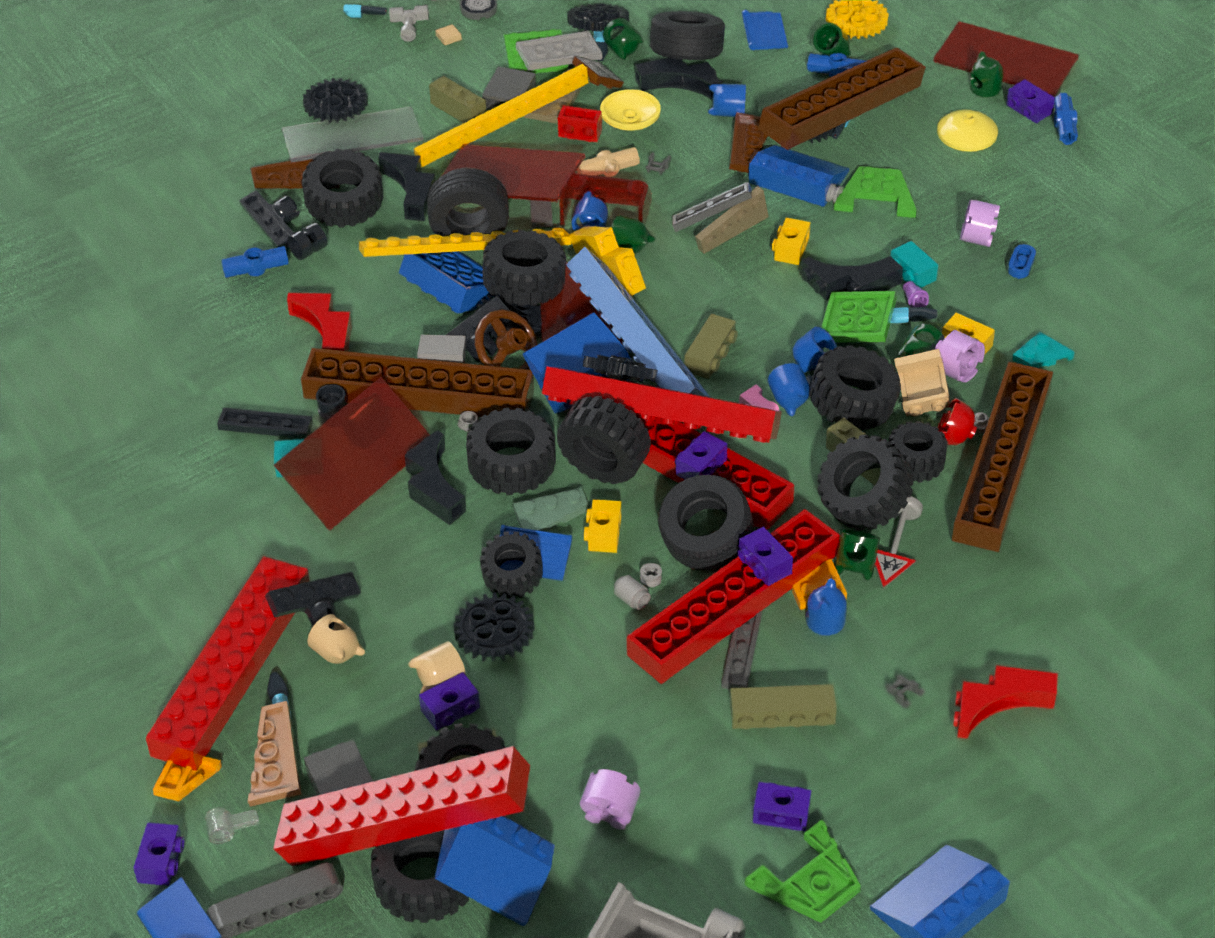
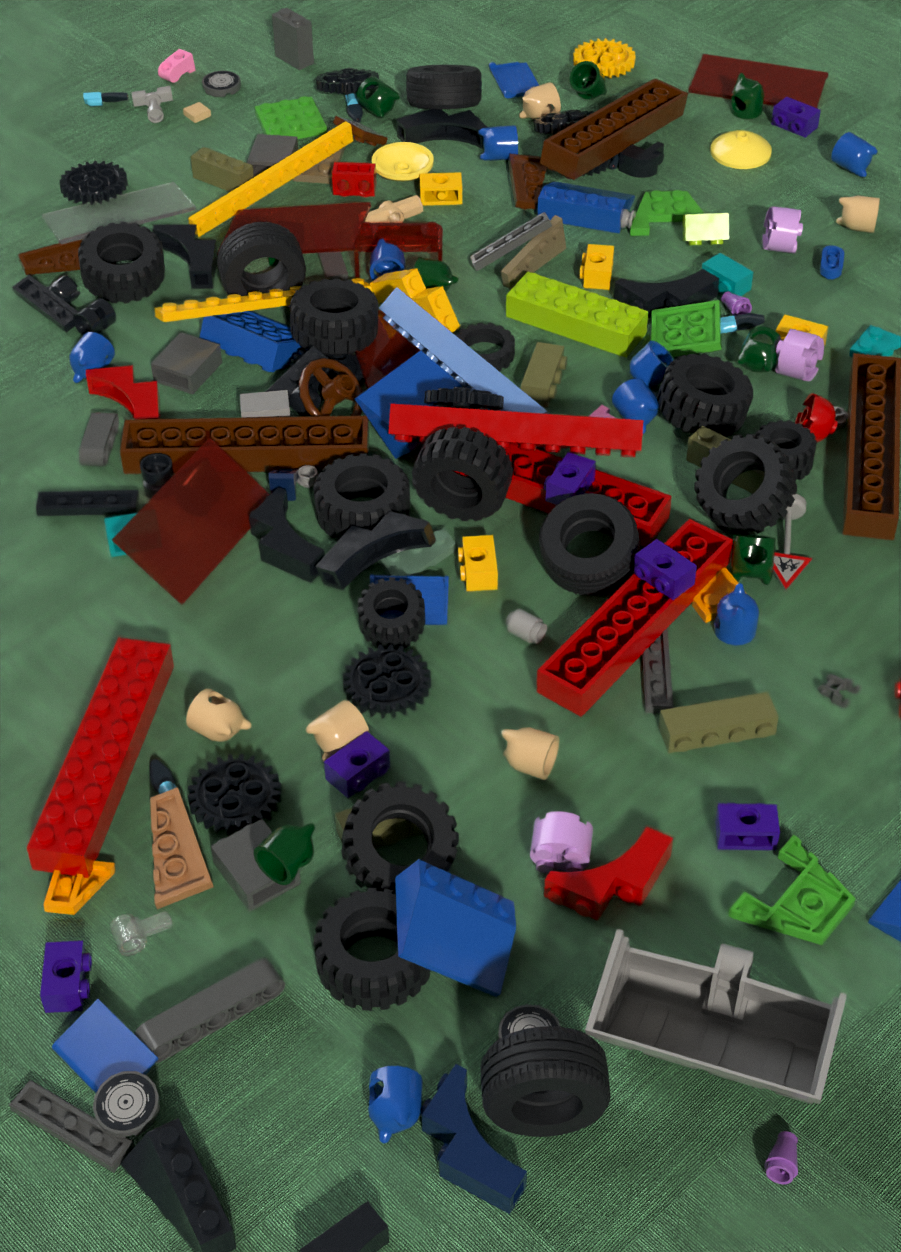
camera: 10 degrees left, 0 degrees up
(254, 261) = (41, 344): blue piece -> none
(287, 362) = (98, 439): none -> dark grey beam
(295, 278) = (90, 354): none -> blue piece
(314, 597) = (183, 674): black plate -> none
(336, 713) = (234, 793): none -> black gear
(363, 767) = (285, 852): none -> dark green piece
(382, 295) = (186, 363): none -> dark grey brick
(403, 806) = (344, 881): red brick -> none
(445, 423) = (284, 479): none -> dark blue slope
(501, 498) = (363, 547): none -> black arch
(558, 50) = (314, 114): light grey tile -> none
(605, 710) = (531, 751): none -> tan piece
(650, 569) = (540, 606): light grey bush -> none
(661, 141) = (441, 188): none -> yellow brick
(663, 837) = (626, 877): none -> red arch
(665, 165) = (449, 210): dark grey piece -> none
(670, 298) = (492, 334): none -> black tyre
(758, 288) = (577, 314): none -> lime brick
(780, 60) = (538, 101): none -> tan piece
(792, 83) = (557, 122): none -> black gear
(831, 64) = (591, 102): blue piece -> none
(864, 135) = (640, 162): none -> black brick
(905, 212) = (706, 227): none -> brick
(923, 382) = (772, 384): tan panel -> none
(1062, 213) = (859, 213): none -> tan piece
(1065, 119) = (831, 124): blue piece -> none
(1074, 148) = (853, 154): none -> blue piece

